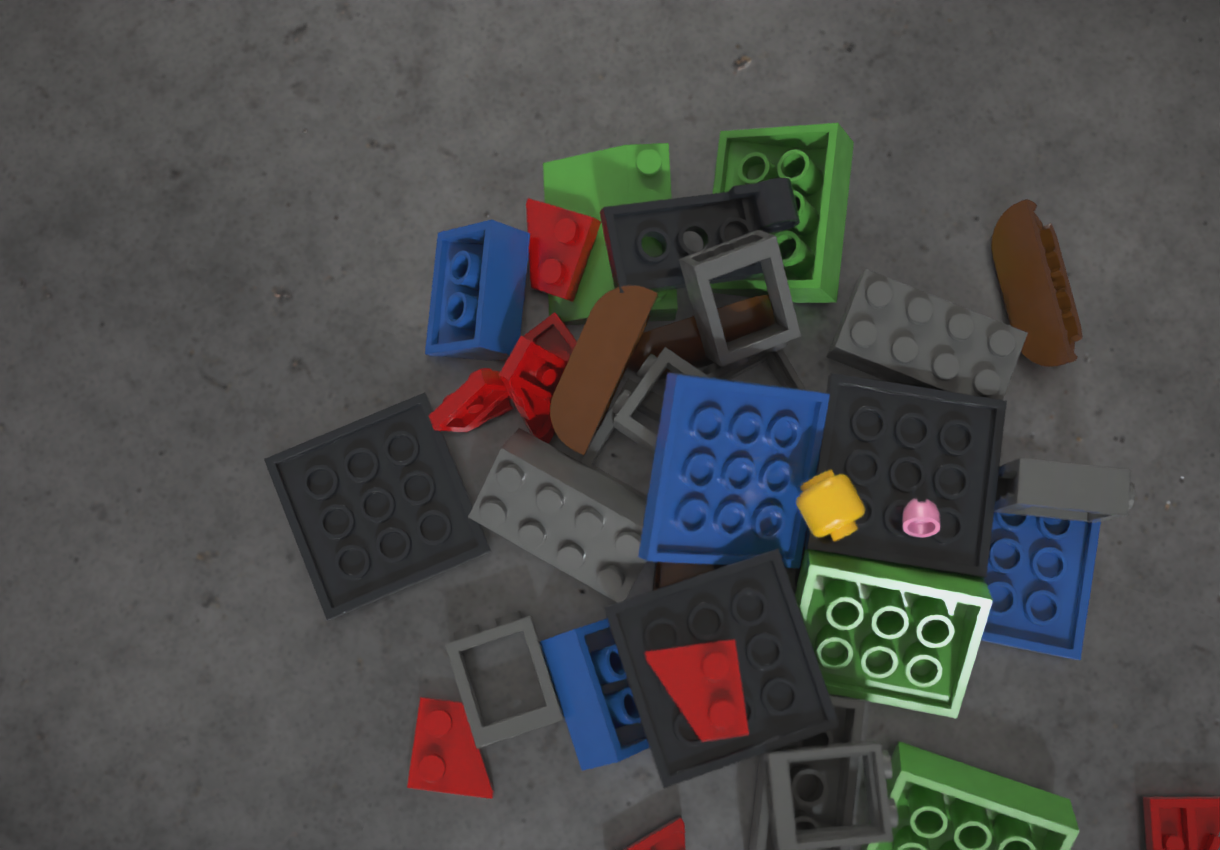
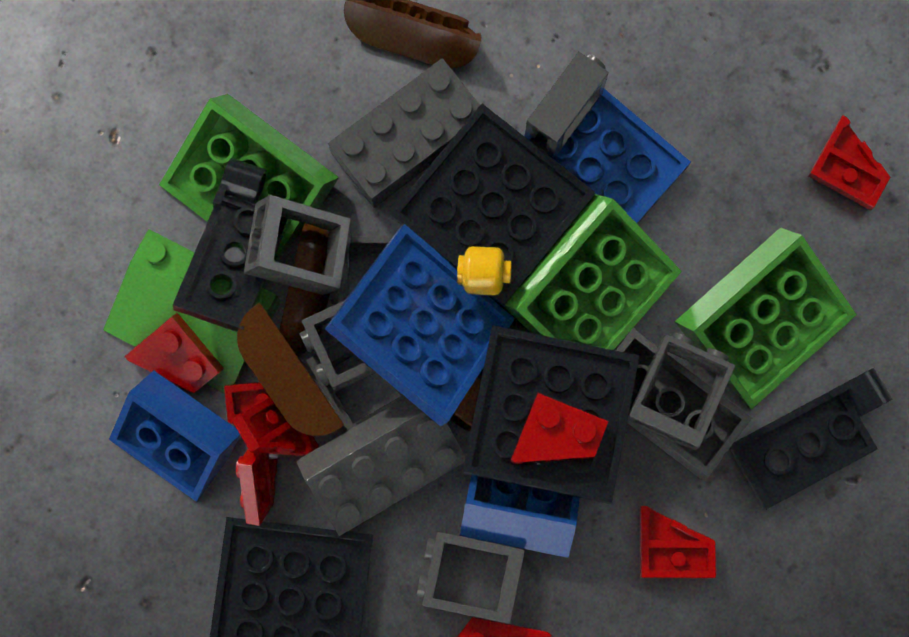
camera: 55 degrees left, 0 degrees up
(921, 518) = (529, 213): bright pink hinge -> none

